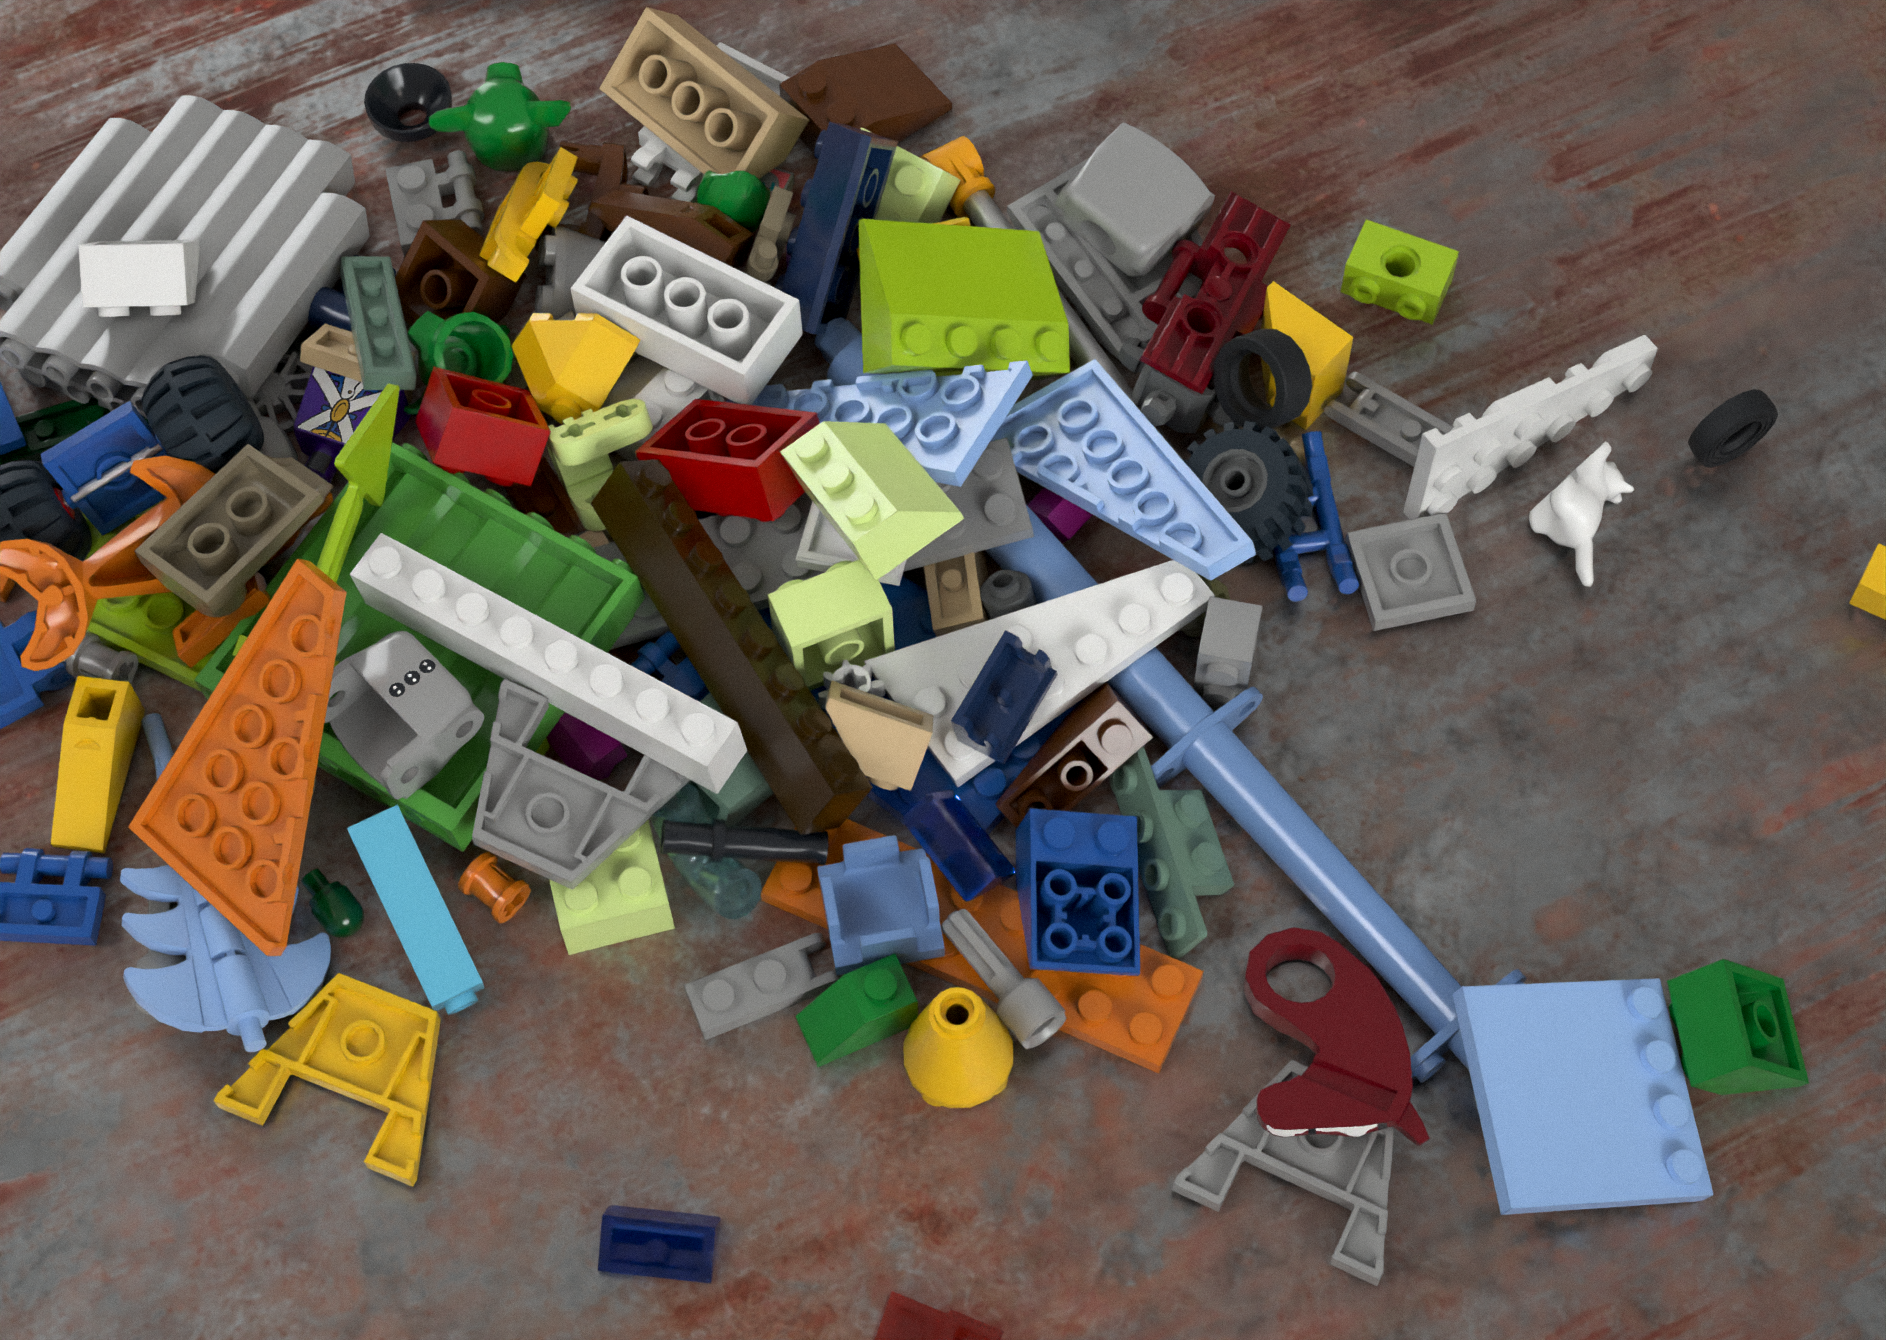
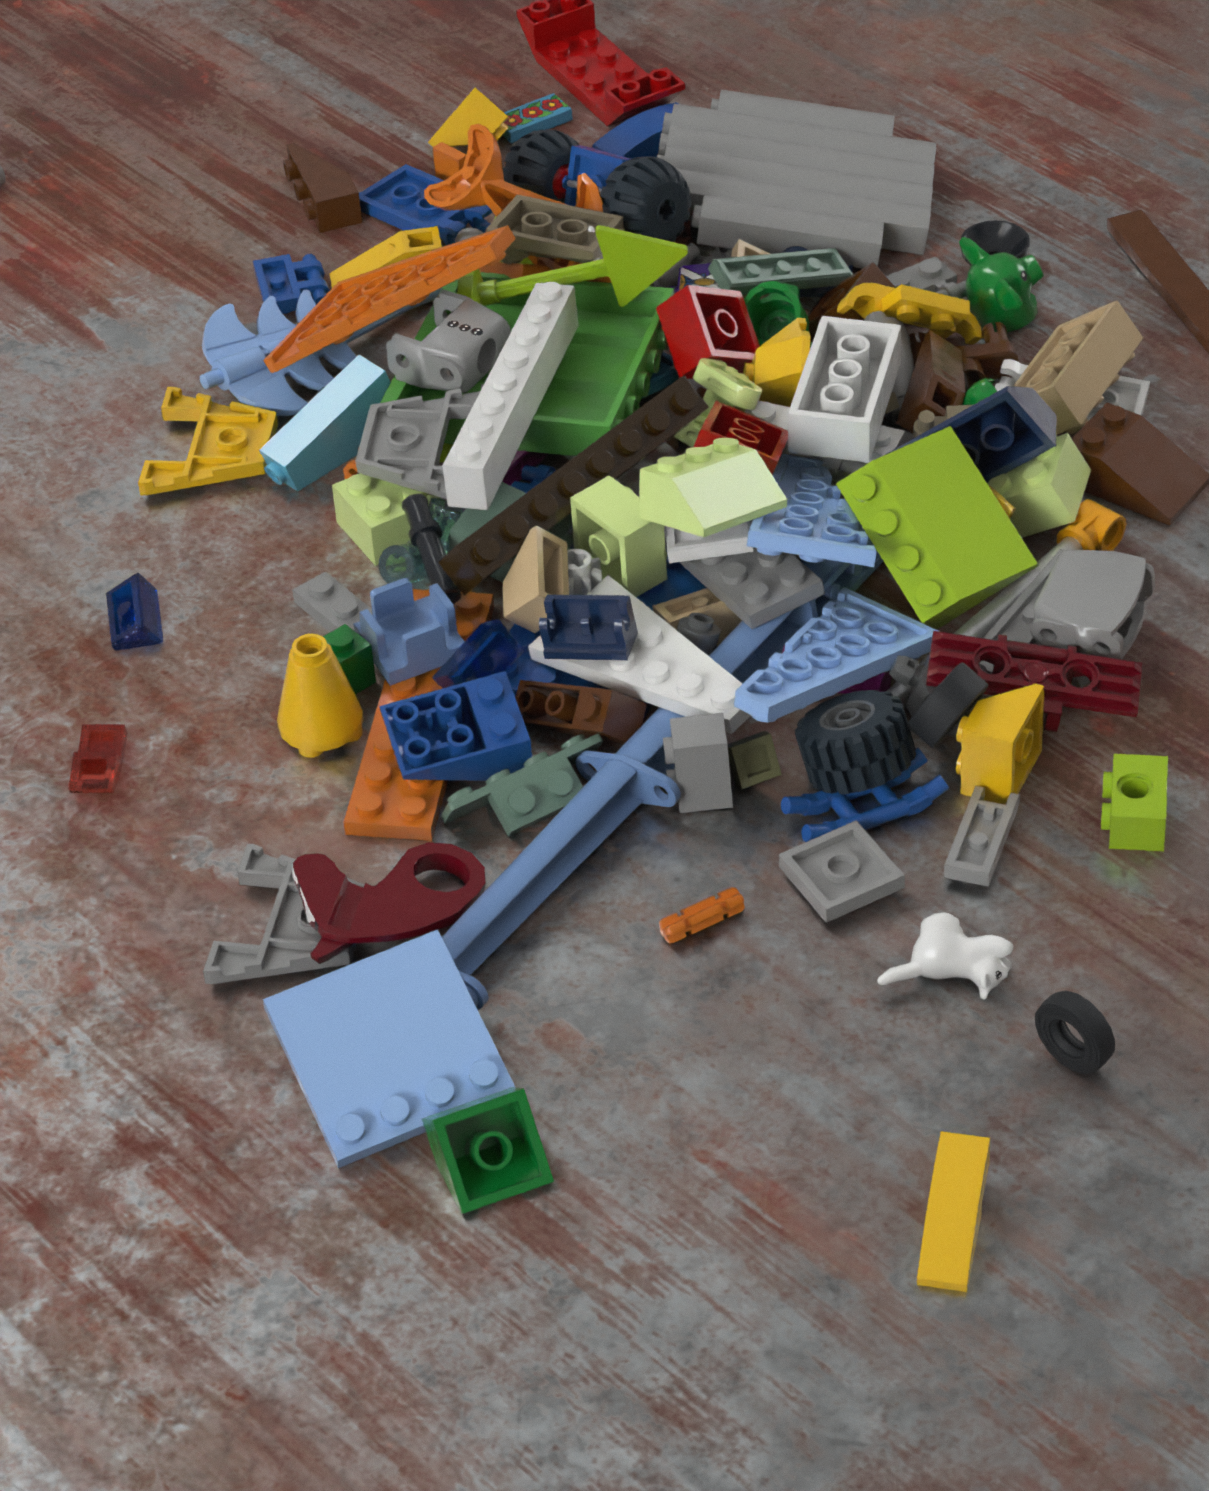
camera: 75 degrees right, 20 degrees down
(139, 274) = (744, 140): white slope -> none
(1023, 1003) = (359, 722): light grey piece -> none
(1429, 726) = (701, 915): none -> orange axle
(1517, 425) = (995, 885): white wing -> none

